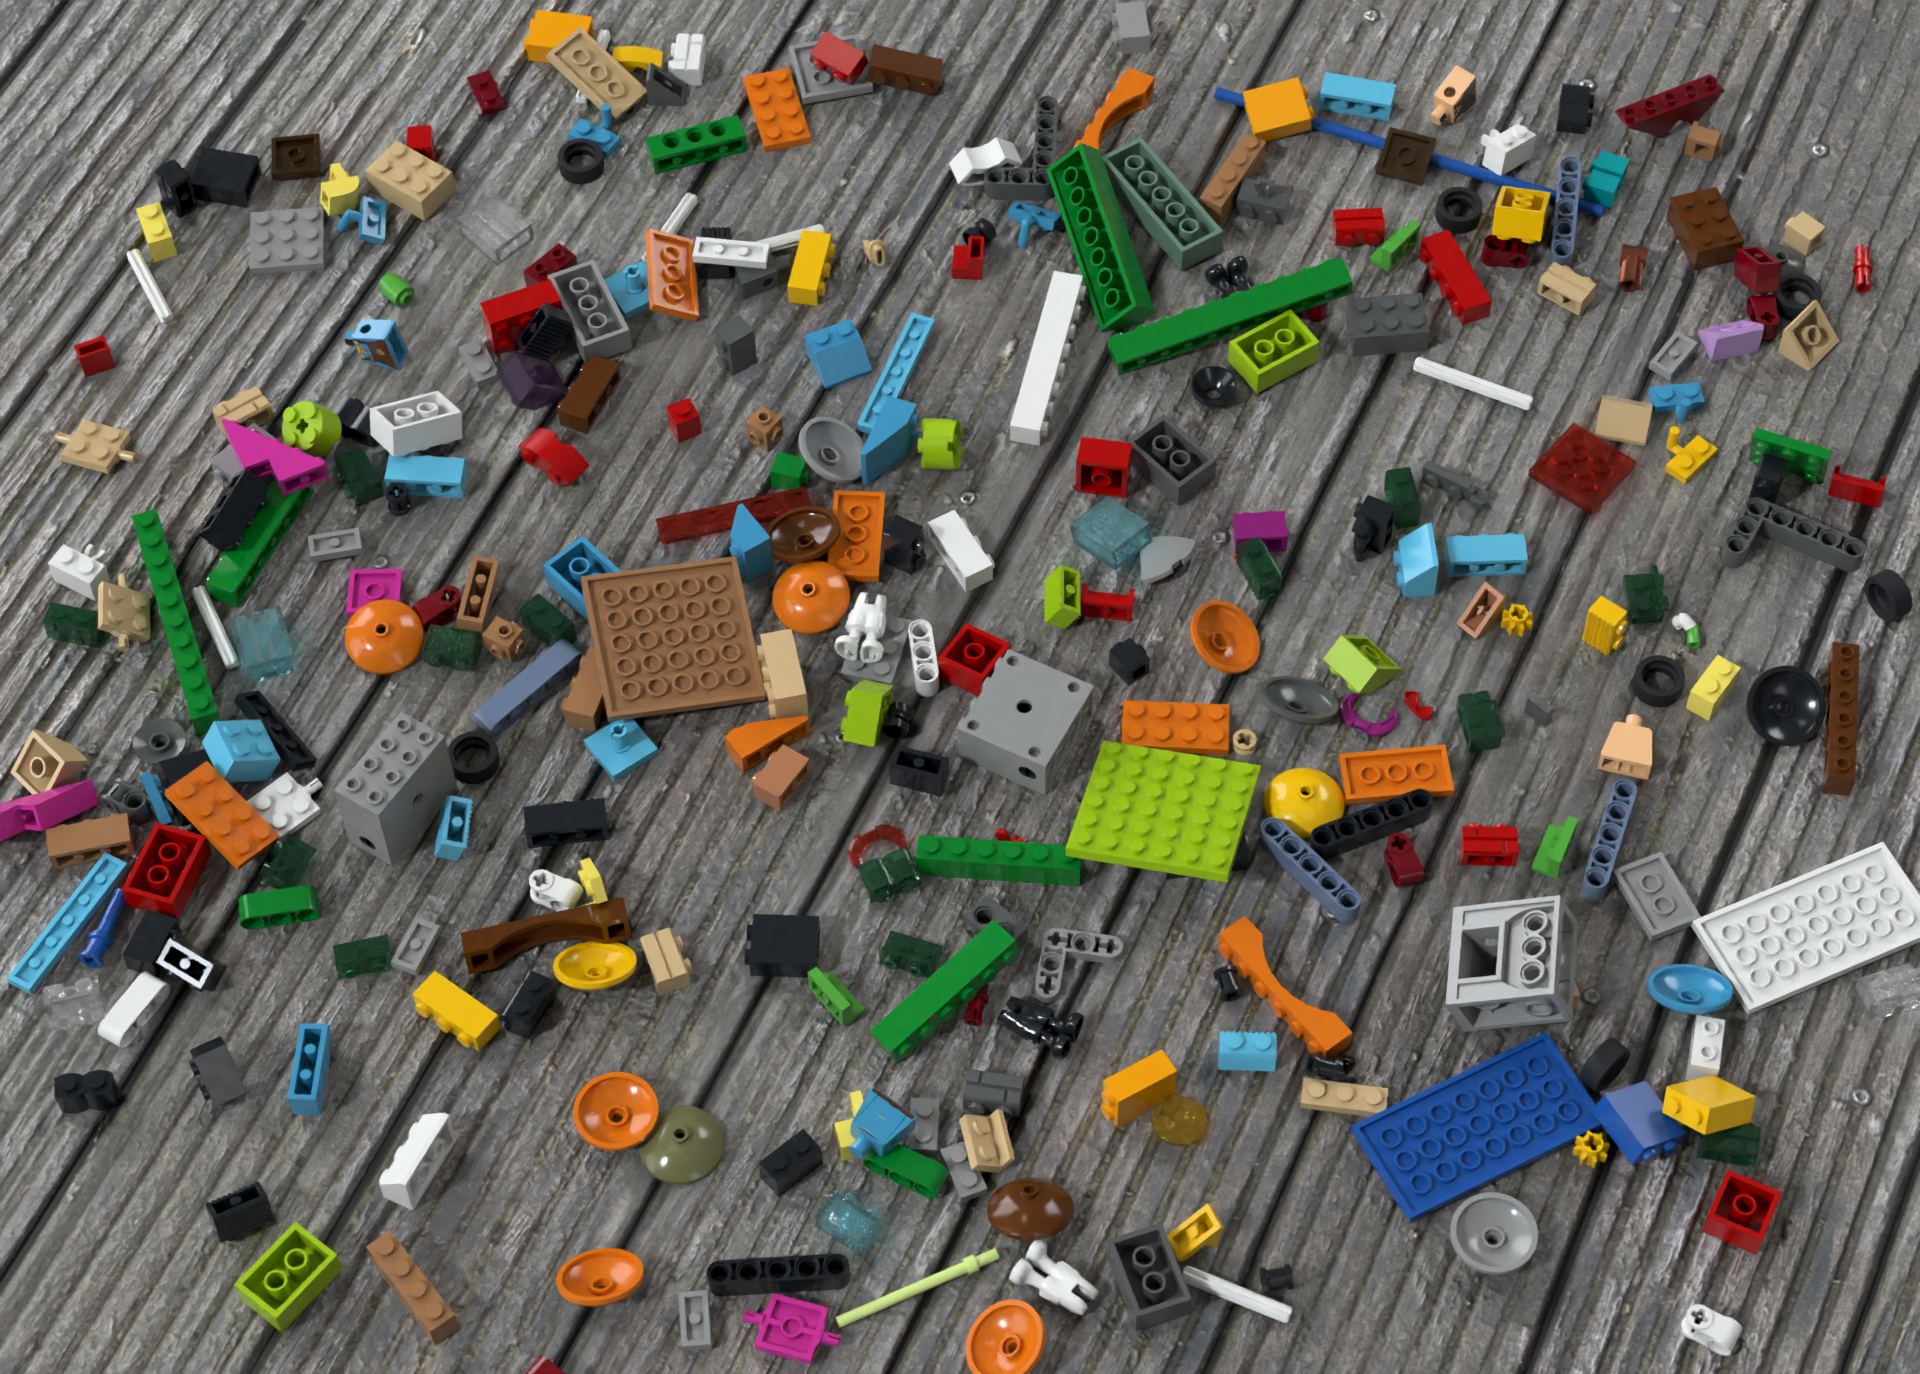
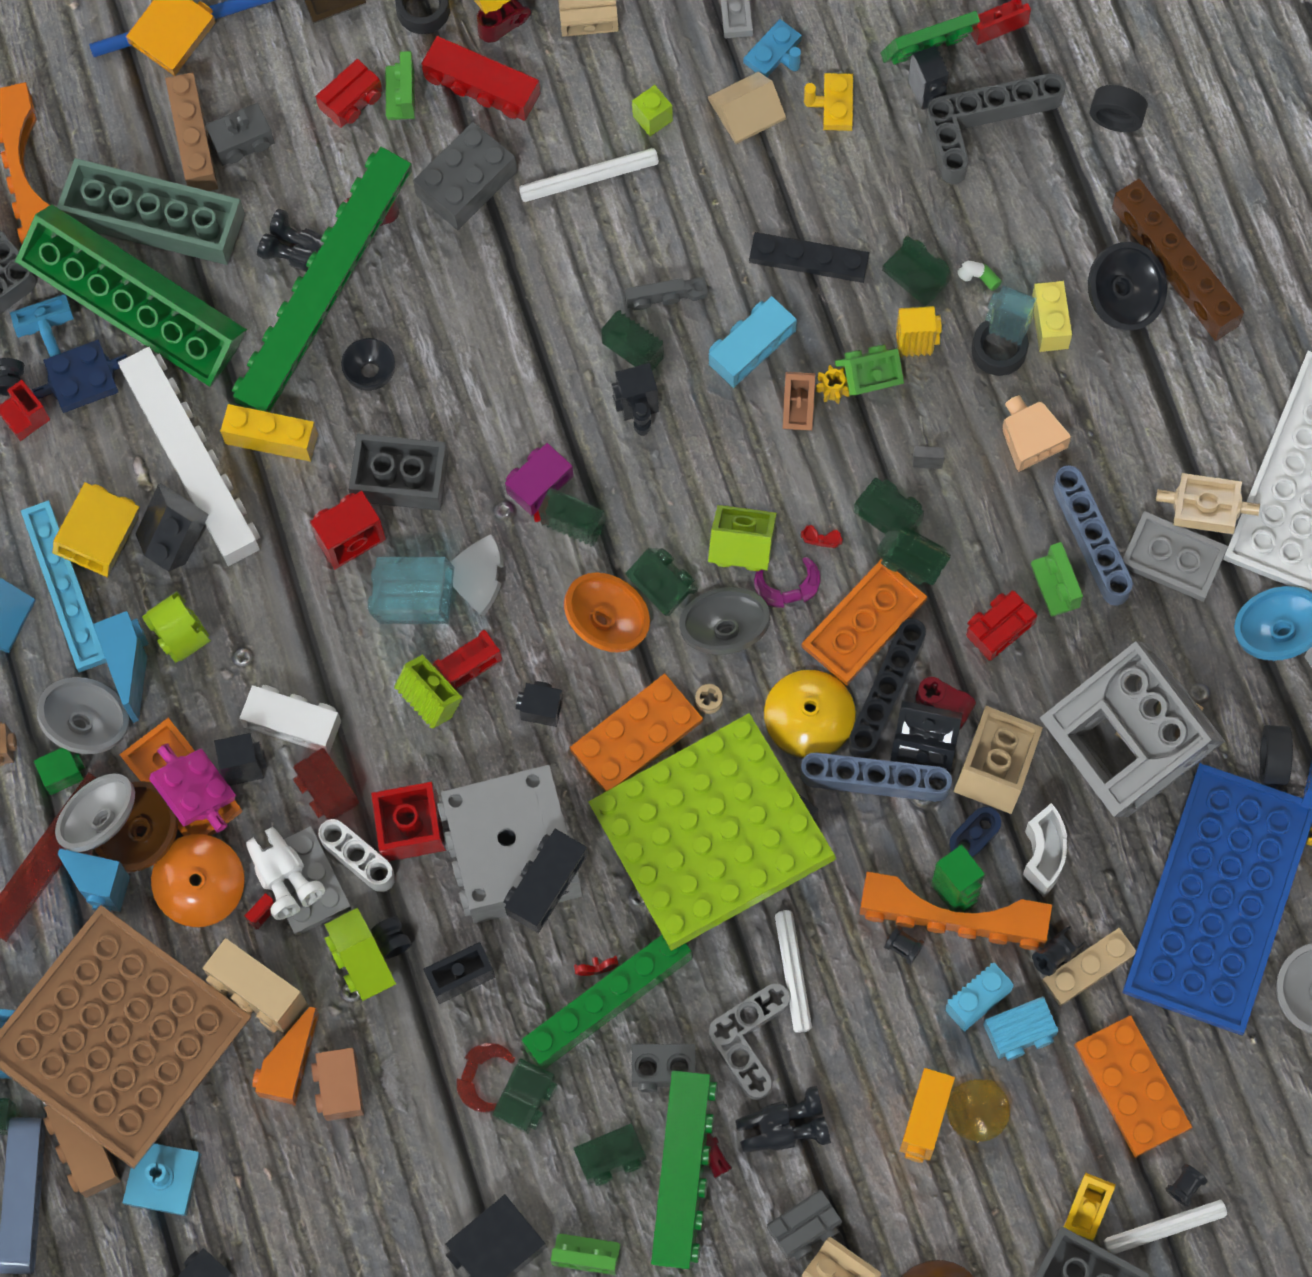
camera: 40 degrees left, 15 degrees up
(784, 506) = (95, 813): none -> light grey dish
(827, 642) = (260, 912): none -> red tile
(858, 537) = (192, 787): none -> dark pink plate
(944, 603) = (325, 785): none -> clear red brick
(946, 354) = (96, 529): none -> yellow brick
(993, 388) = (169, 528): none -> black slope
(1022, 745) = (545, 880): none -> black brick
(1023, 266) = (80, 376): none -> dark blue plate
(1111, 380) = (269, 432): none -> yellow brick
(1138, 942) = (793, 971): none -> white axle
(1257, 1094) = (1021, 1028): none -> medium azure brick
(1273, 351) = (390, 285): lime brick -> none
(1282, 648) = (661, 580): none -> clear green bracket
(1300, 961) = (958, 880): none -> green brick
(1301, 1192) = (1133, 1086): none -> orange plate
(1343, 955) = (972, 832): none -> dark blue plate
(1369, 870) = (926, 735): none -> black slope
(1382, 1001) = (1049, 849): none -> white brick
(1403, 923) = (998, 760): none -> tan slope
(1417, 563) = (705, 398): medium azure slope -> none
(1467, 753) = (913, 554): none -> clear green brick
(1550, 628) = (872, 370): none -> bright green bracket
(1553, 373) = (652, 110): none -> lime brick
(1577, 536) = (809, 257): none -> black plate
(1582, 468) = (757, 186): clear red plate -> none
(1679, 655) = (1010, 314): none -> clear light blue brick
(1712, 879) = (1207, 503): none -> tan plate

